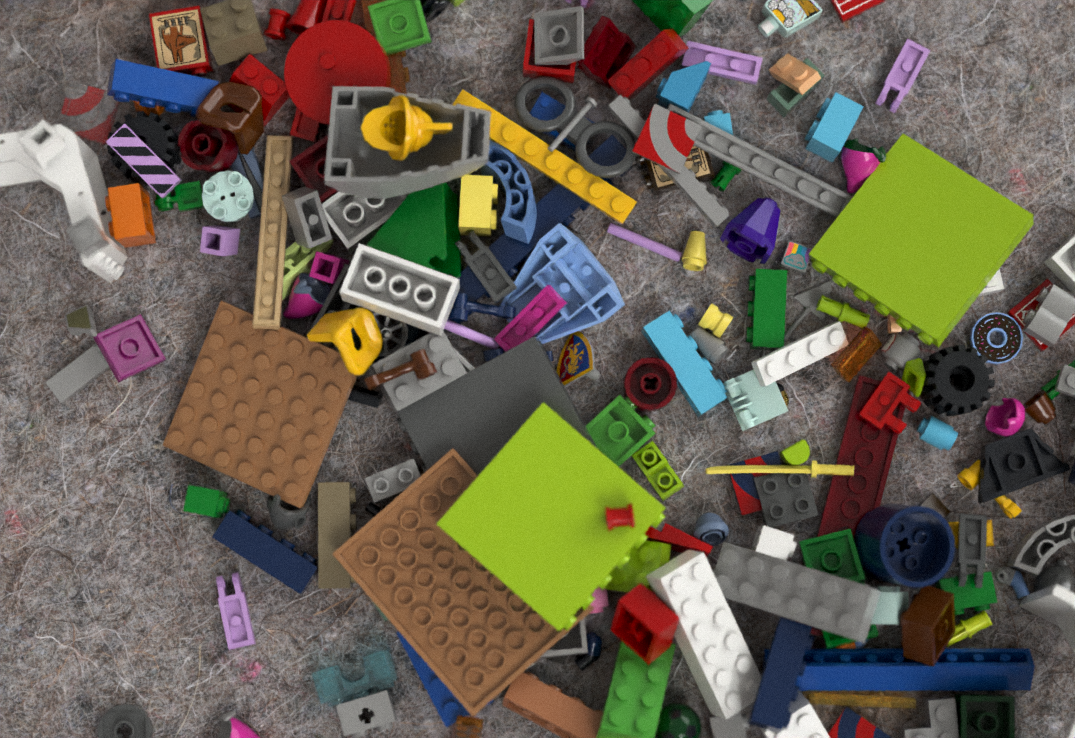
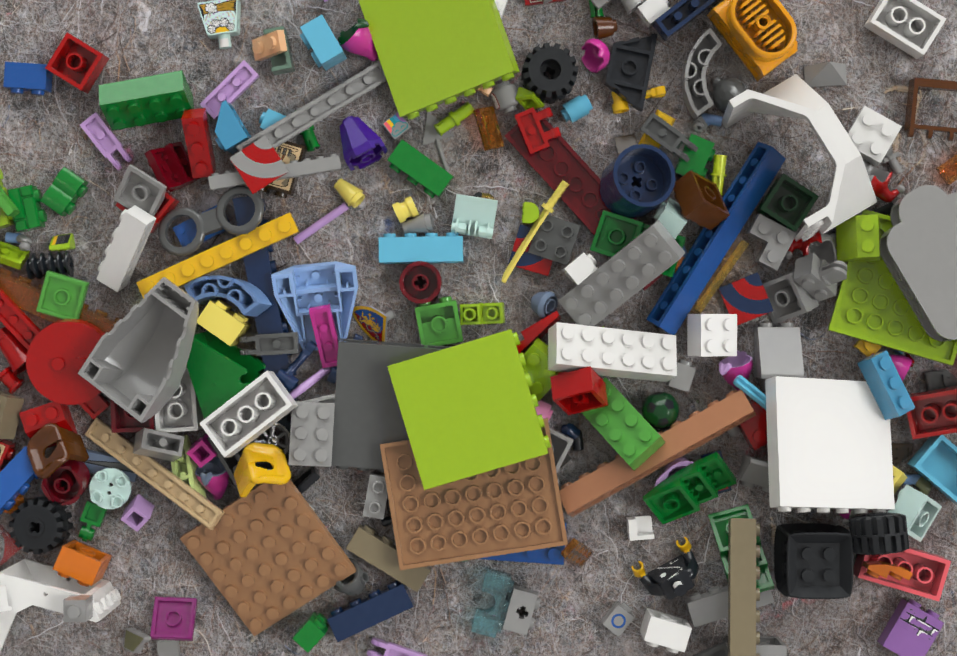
camera: 60 degrees left, 5 degrees up
(143, 161) = (49, 533): tile -> none
(405, 128) = (140, 339): yellow helmet -> none
(419, 364) = (308, 433): reddish brown brick -> none
(491, 57) = (125, 248): none -> white brick
(590, 103) = (201, 200): light grey piece -> none
(619, 517) = (497, 364): red bush -> none
(780, 675) = (670, 321): dark blue brick -> none
(800, 353) = (464, 167): white plate -> none
(1010, 333) = (543, 14): tile -> none

